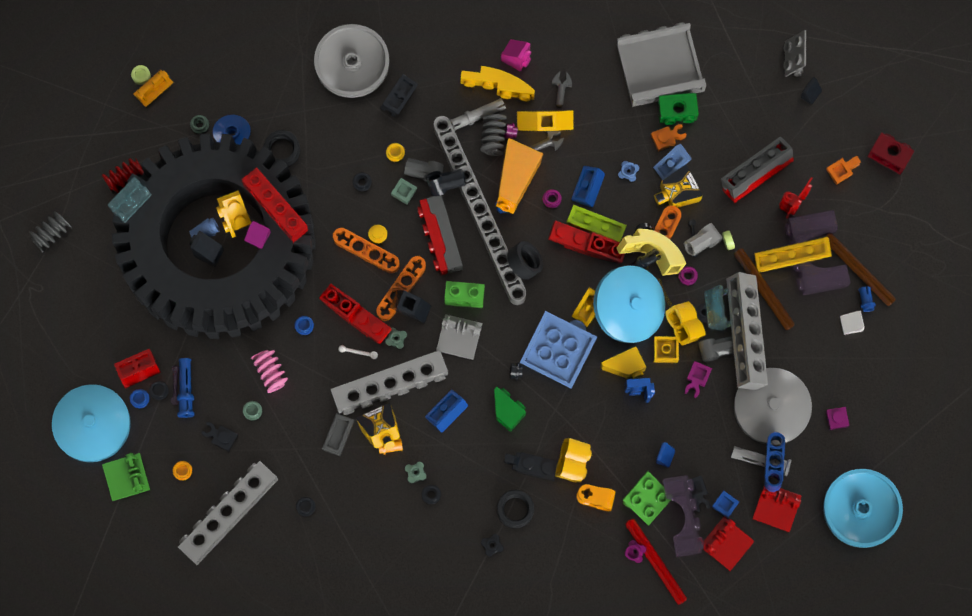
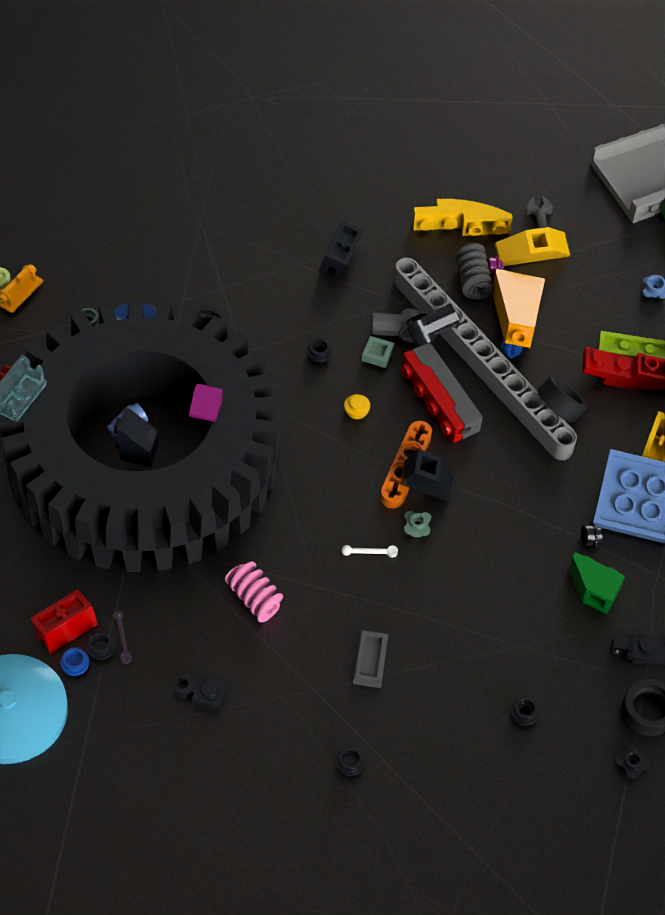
camera: 15 degrees left, 20 degrees down
(126, 476) = (75, 770): bright green hinge -> none
(182, 470) = (157, 746): light orange plate -> none
(185, 397) = (141, 647): blue pin -> none
(226, 523) = (205, 854): light grey brick -> none
(234, 212) = (164, 389): yellow bracket -> none
(252, 410) = (241, 648): sand green plate -> none
(275, 205) = (222, 362): red brick -> none
(304, 325) = (287, 529): blue plate -> none
(351, 60) = (271, 219): light grey dish -> none
(355, 314) = (350, 503): red slope -> none
(367, 248) = (348, 423): orange beam -> none
(380, 427) = (429, 633): torso -> none
(395, 152) = (353, 311): yellow plate -> none
(396, 373) = (477, 540): light grey brick -> none
(398, 447) = (442, 660): light orange pin -> none
(415, 477) = (494, 694): sand green plate -> none
(446, 410) = (512, 601): blue slope -> none
(459, 336) = (501, 507): light grey hinge -> none
(464, 294) = (494, 454): bright green brick -> none
(477, 114) = (437, 260): light grey pin -> none
(516, 54) = (476, 180): dark pink slope -> none
(549, 142) = (552, 273): dark grey bar -> none
(552, 193) = (568, 326): magenta plate -> none
(588, 186) = (609, 311): blue slope -> none

